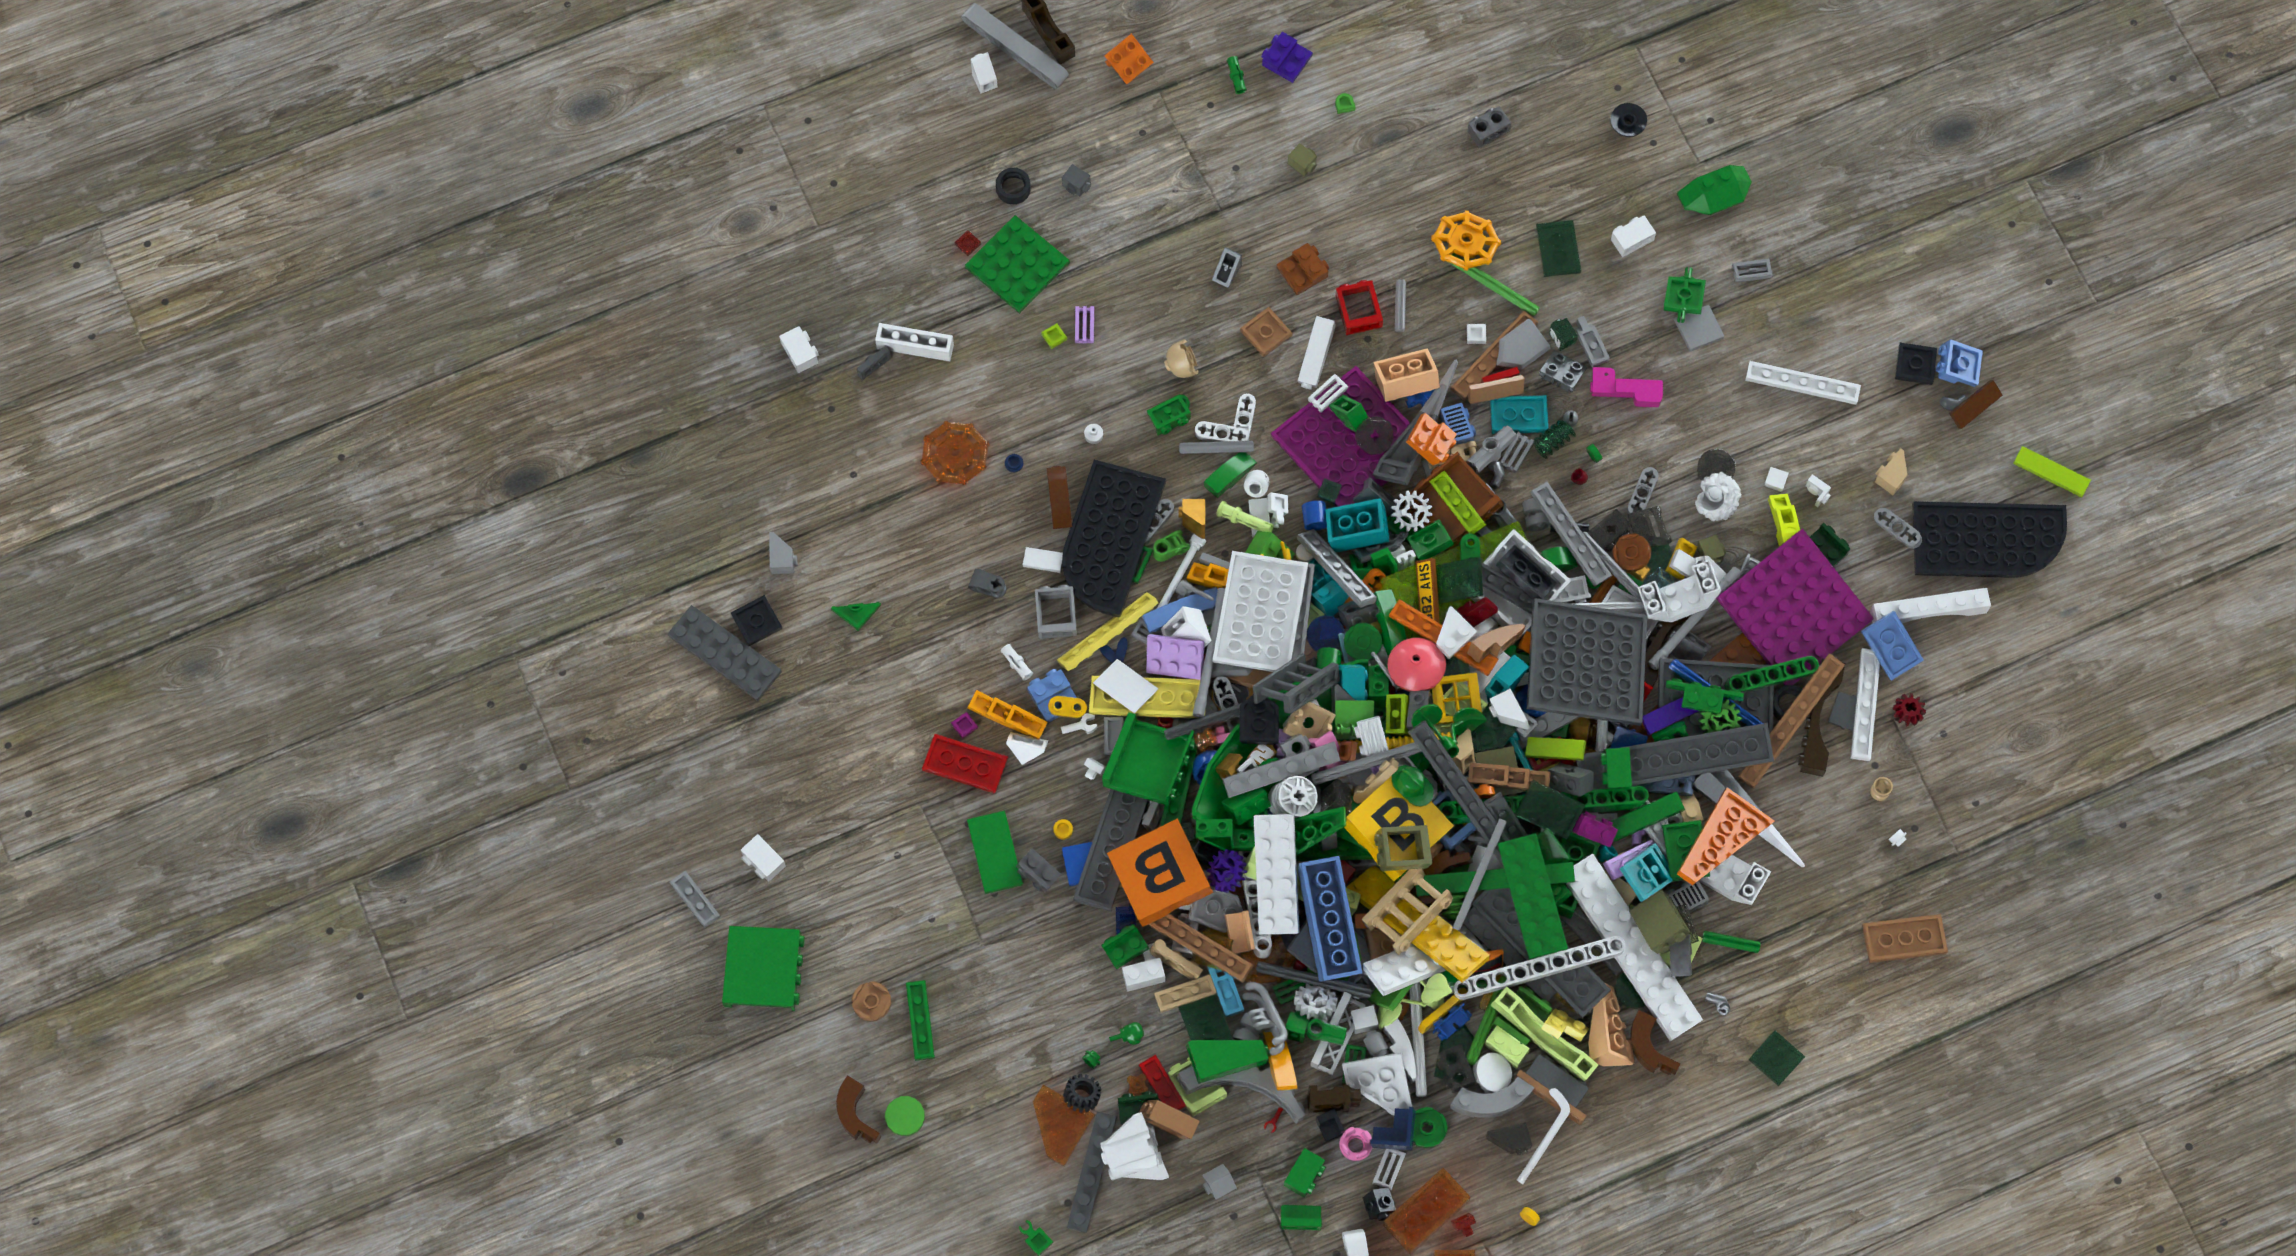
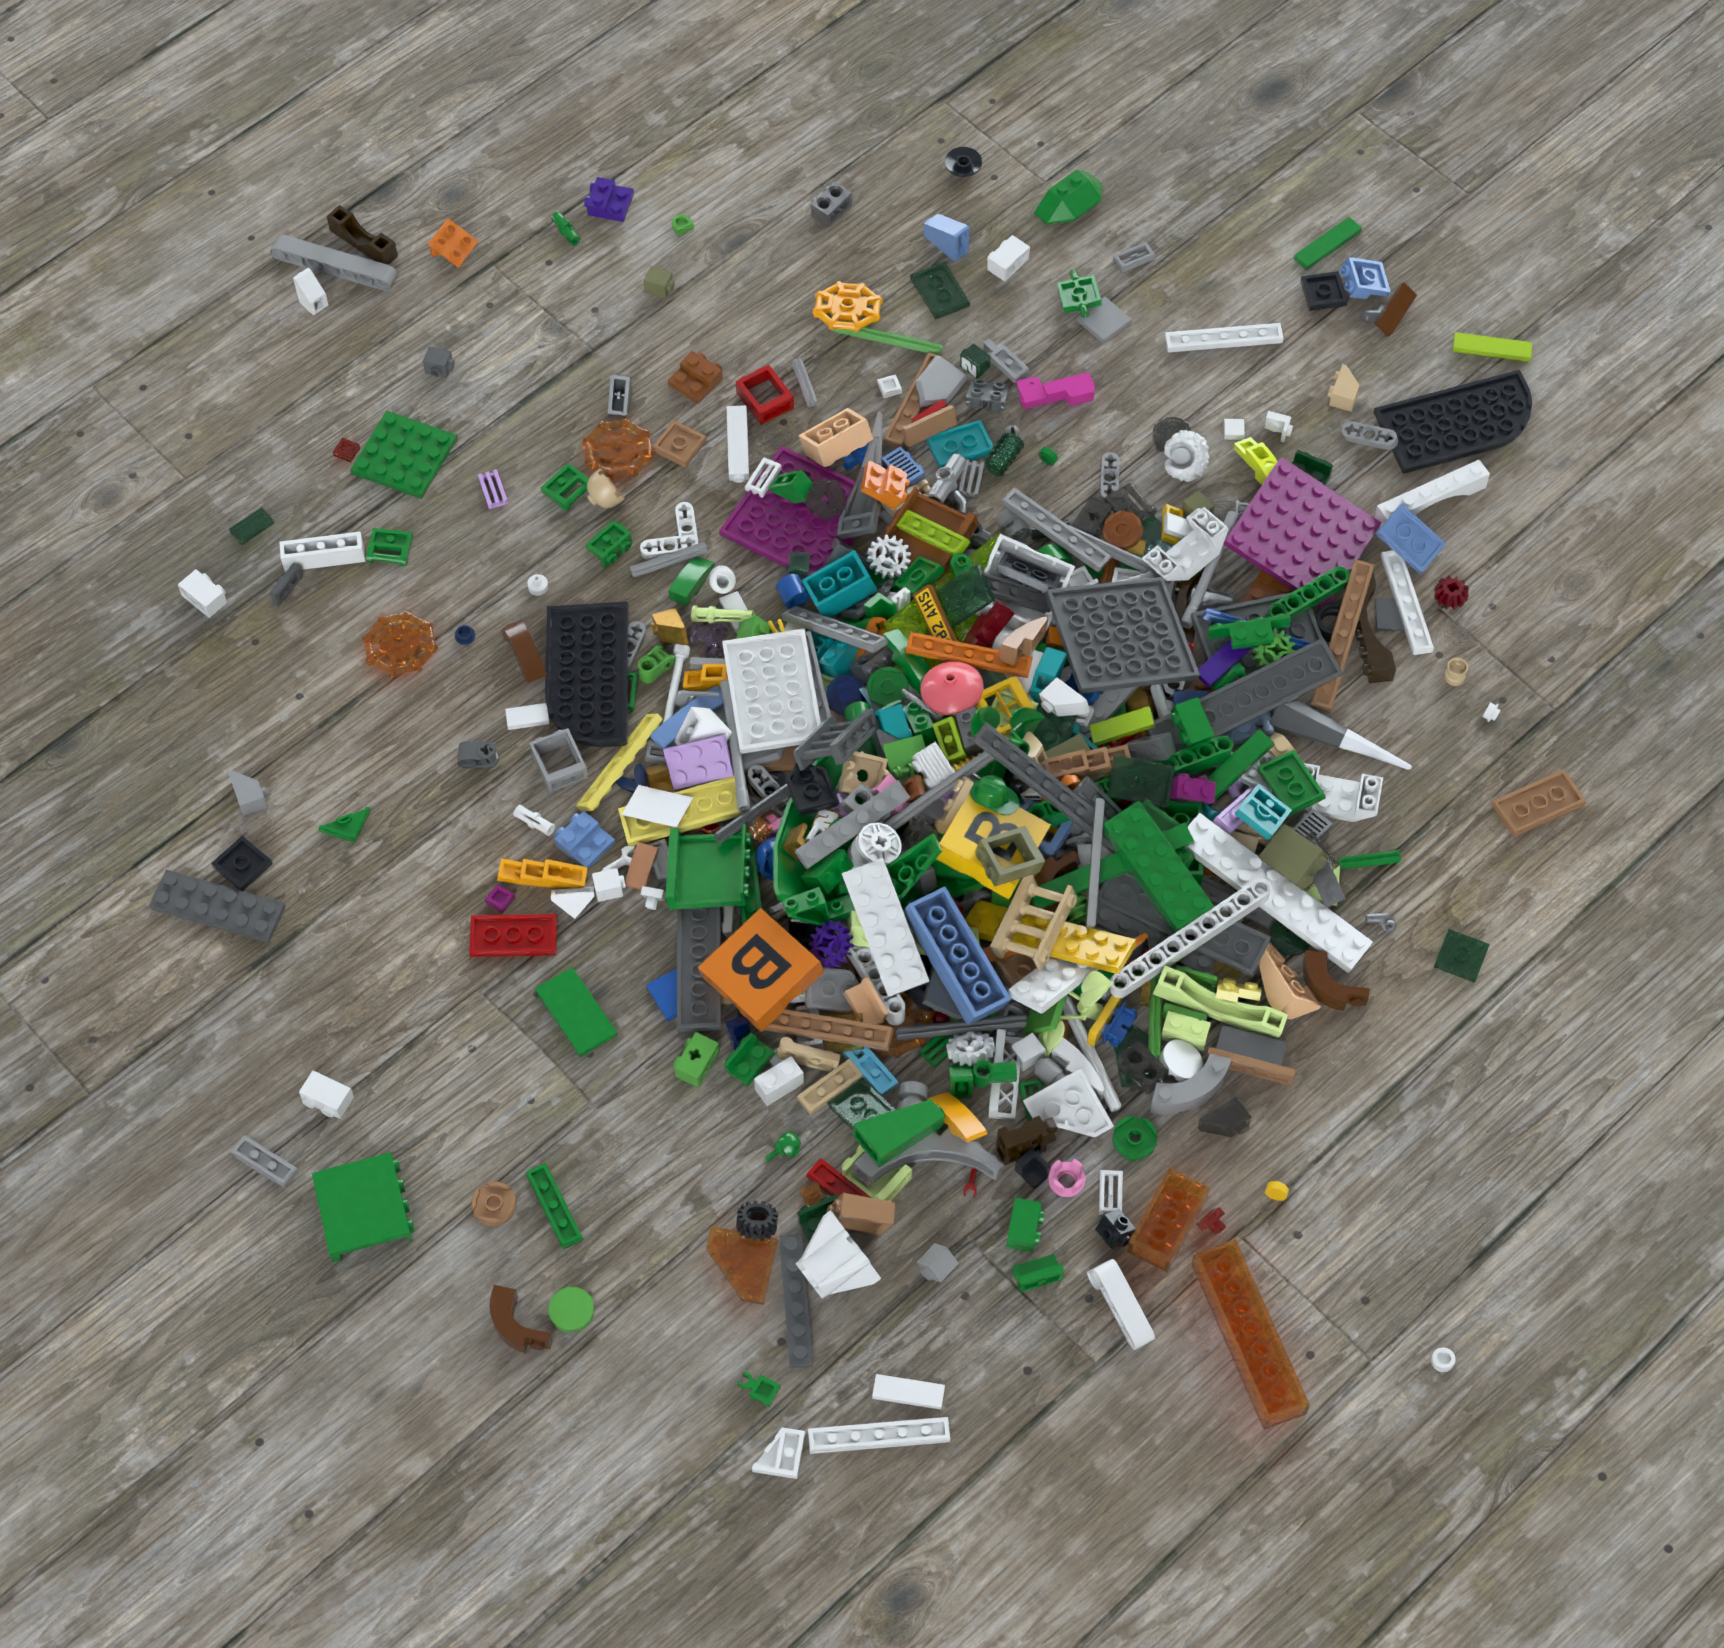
camera: 20 degrees left, 10 degrees down
(861, 293) = (251, 526): none -> clear green tile
(978, 349) = (389, 541): none -> green plate
(1013, 199) = (371, 374): black tyre -> none
(1037, 870) = (628, 1014): flat silver bracket -> none
(1054, 336) = (465, 508): lime tile -> none
(1060, 744) = (608, 884): none -> white brick
(1063, 829) = (641, 967): yellow tile -> none
(1067, 708) = (603, 843): yellow plate -> none
(1078, 941) = (703, 1052): none -> bright green brick
(1091, 1059) = (754, 1184): green plate -> none
(1093, 736) = (641, 865): none -> nougat slope
(1137, 658) = (659, 777): none -> pearl gold slope
(1148, 339) = (562, 483): none -> green plate
(1213, 310) = (621, 439): none -> clear orange plate
(1229, 535) = (711, 637): none -> clear purple piece
(1266, 1016) = (926, 1077): light grey piece -> none
(1278, 506) = (751, 593): white plate -> none
(1398, 1137) = (1110, 1155): dark blue panel -> none
(1454, 633) = (979, 645): white wing -> none
(1565, 1110) = (1271, 1071): white piece -> none
(1579, 476) = (1042, 481): dark red hinge -> none
(1584, 195) = (948, 236): none -> medium blue slope
(1725, 832) = (1322, 755): orange wing -> none
(1940, 313) = (1327, 243): none -> green tile

